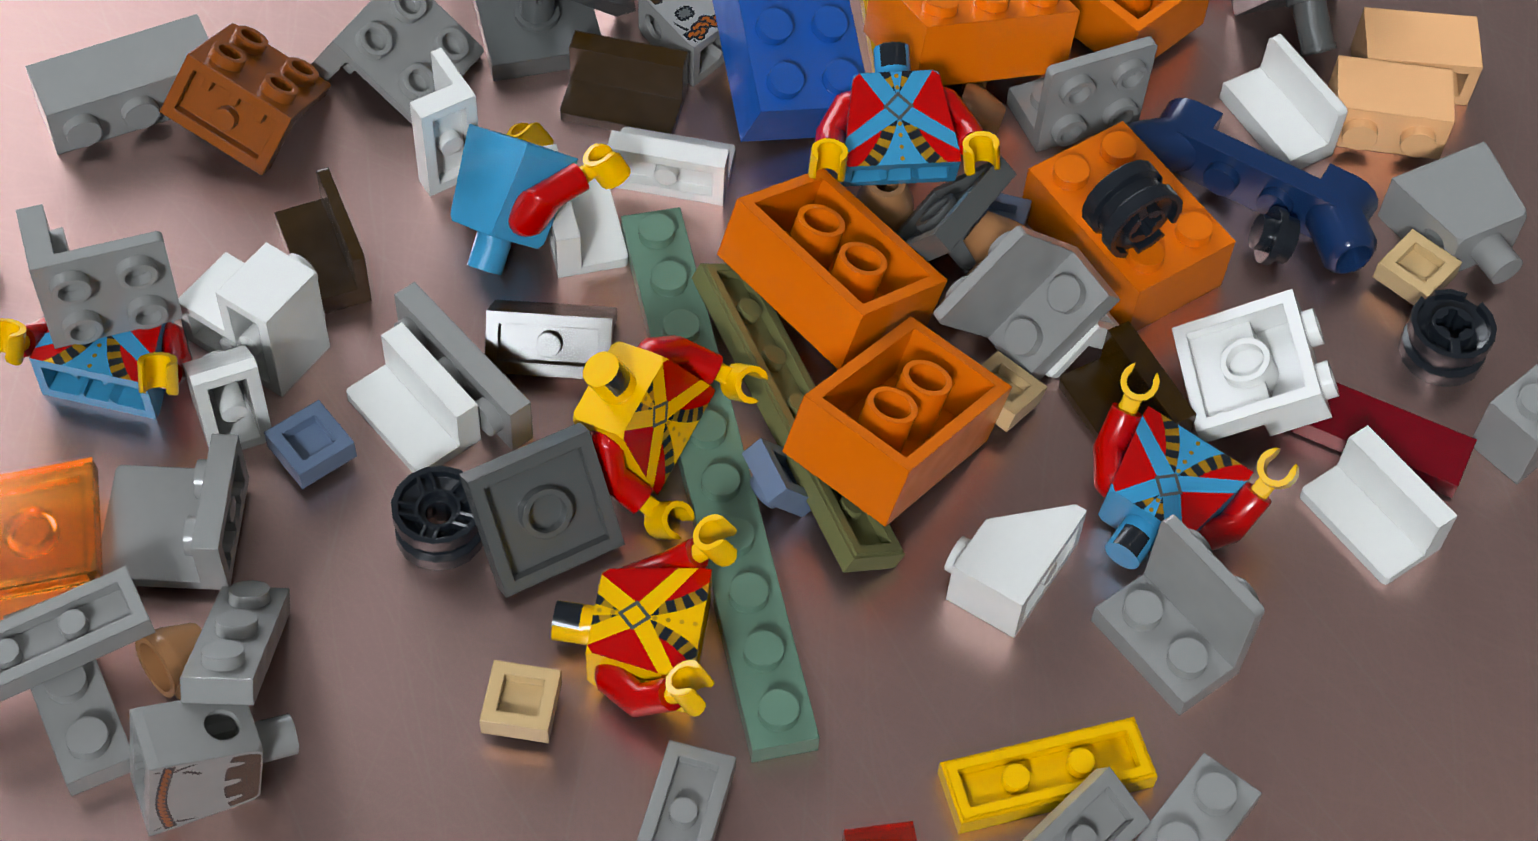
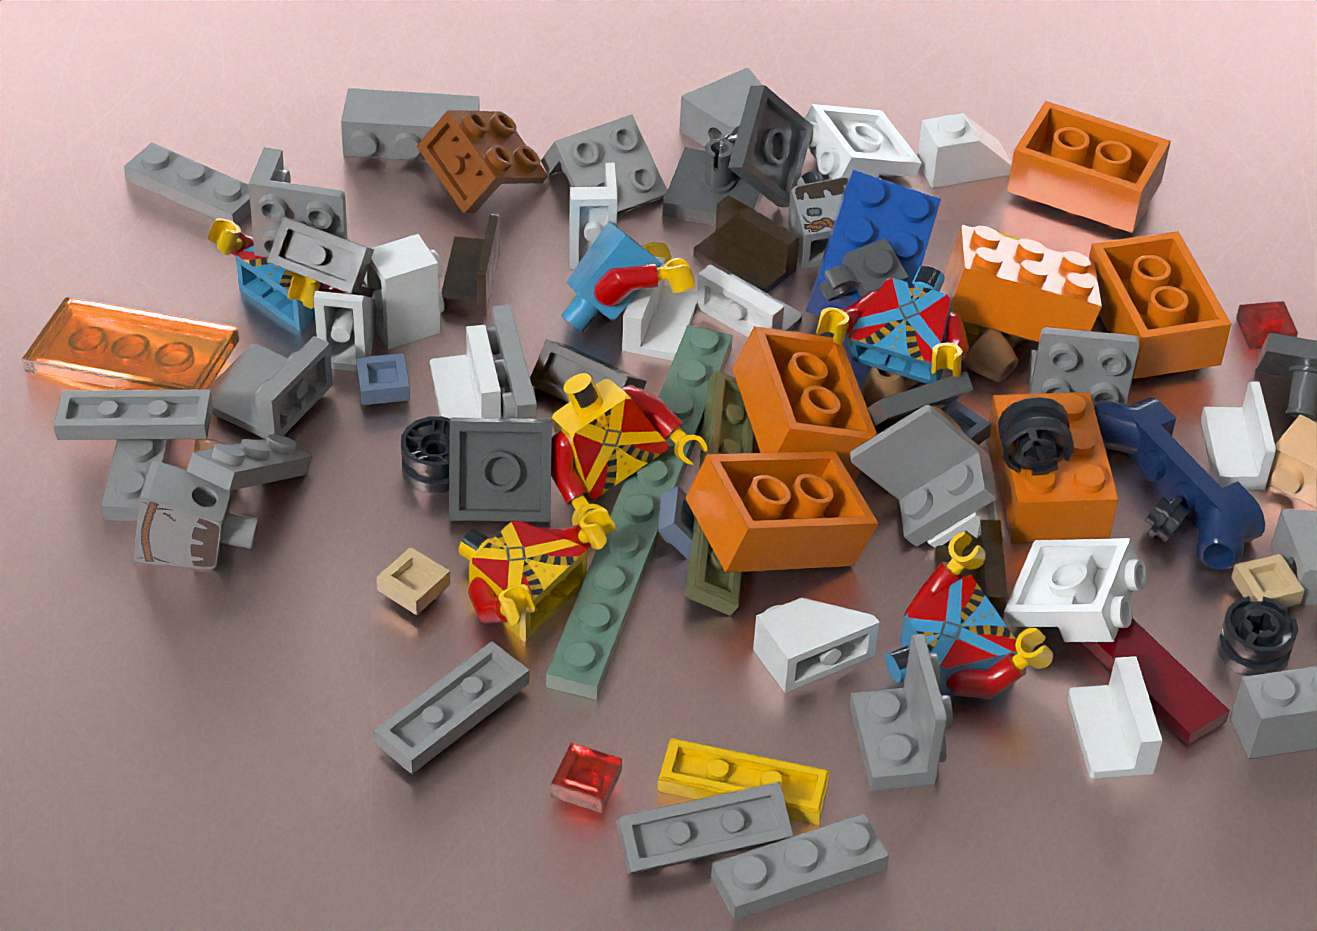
camera: 30 degrees right, 10 degrees down
(167, 325) = (321, 256): none -> panel
(814, 73) = (863, 271): none -> dark grey plate
(1025, 390) = (890, 538): tan plate -> none

